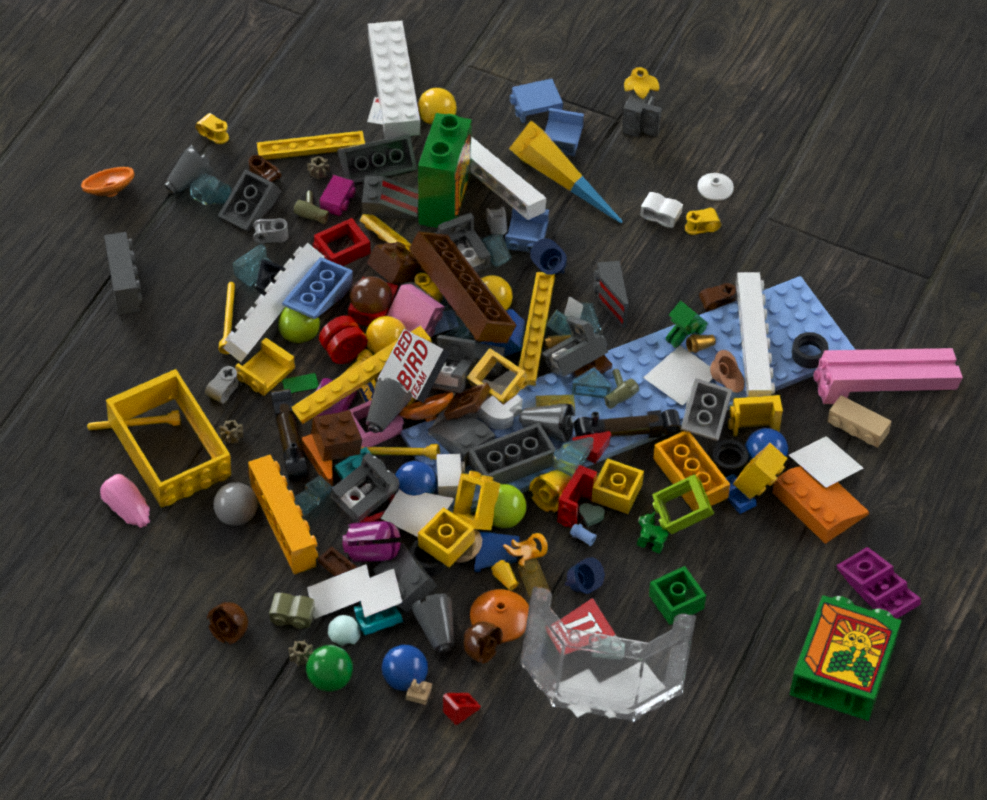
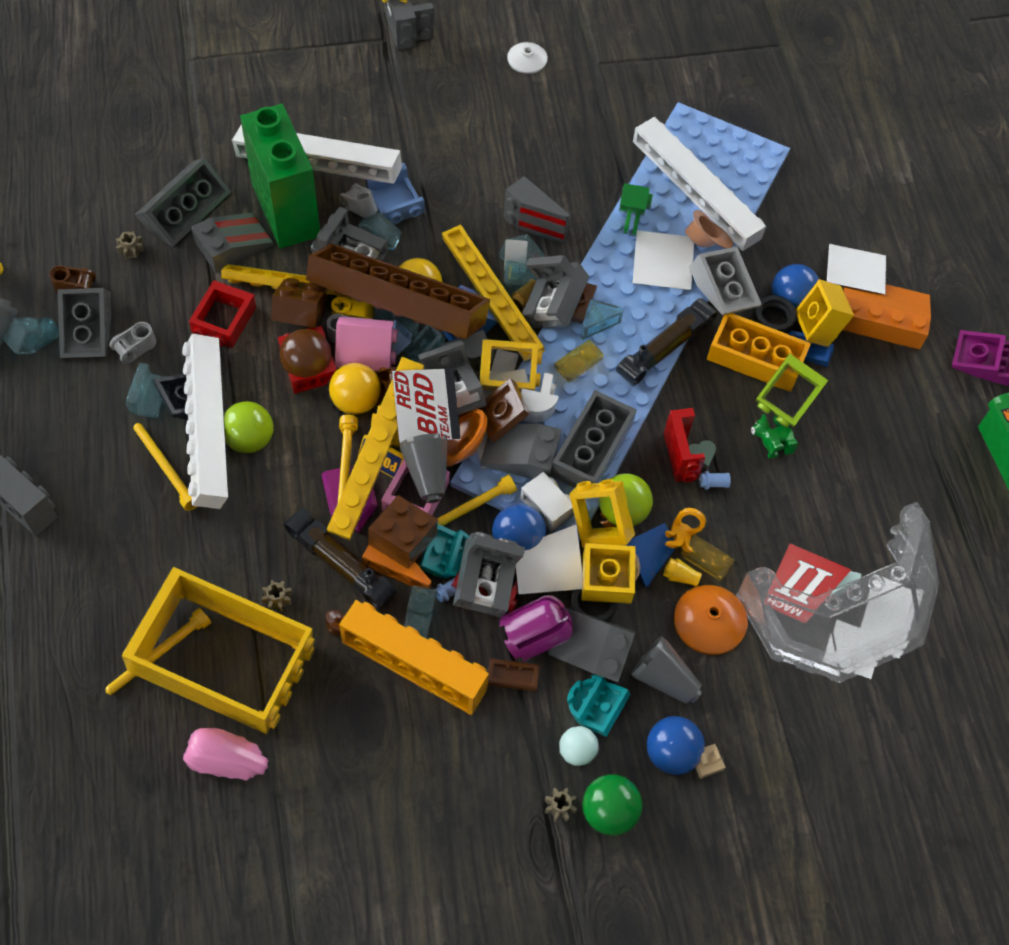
camera: 40 degrees left, 10 degrees up
(222, 385) = (223, 550): light grey piece -> none
(228, 622) = (459, 824): reddish brown cylinder -> none
(235, 503) = (348, 677): light grey piece -> none
(266, 367) = (252, 498): yellow panel -> none
(292, 610) = (510, 761): olive brick -> none
(301, 383) = (300, 493): green sticker -> none
(308, 145) = (98, 226): yellow plate -> none
(309, 211) = (157, 297): olive piece -> none
(319, 288) = (244, 378): medium blue slope -> none
(337, 195) = (174, 264): dark pink brick -> none
(343, 339) = (315, 418): red wheel -> none
(355, 586) = (553, 691): white sticker -> none
(375, 113) = (140, 151): white sticker -> none
(393, 79) = (133, 110): white brick -> none
(435, 101) = (199, 116): yellow piece -> none
(459, 706) = (763, 750): red slope -> none
(482, 640) = (726, 662): reddish brown cylinder -> none
(535, 98) = (293, 58): medium blue panel -> none
(543, 154) = (348, 109): yellow plate -> none
(548, 489) = (652, 448): yellow cone -> none
(549, 257) = (443, 210): dark blue piece -> none
(553, 419) = (597, 375): dark grey cone -> none
(565, 129) = (344, 78): medium blue panel -> none
(572, 455) = (656, 406): clear light blue slope -> none
(585, 576) = (757, 525): dark blue piece -> none
(600, 444) = (654, 383): red slope -> none
(617, 486) = (712, 408): yellow brick -> none
(622, 392) = (632, 307): olive piece -> none
(661, 209) = (502, 105): white brick -> none
(677, 594) = (857, 487): green brick -> none
(699, 342) = (655, 218): pearl gold cone -> none
(704, 221) = (549, 97): yellow piece -> none
(716, 297) = (627, 162): reddish brown piece -> none
(755, 412) = (775, 249): yellow panel -> none
(808, 338) = (759, 156): black tyre -> none
(859, 421) = (849, 212): tan brick -> none
(885, 370) = (831, 153): bright pink brick -> none

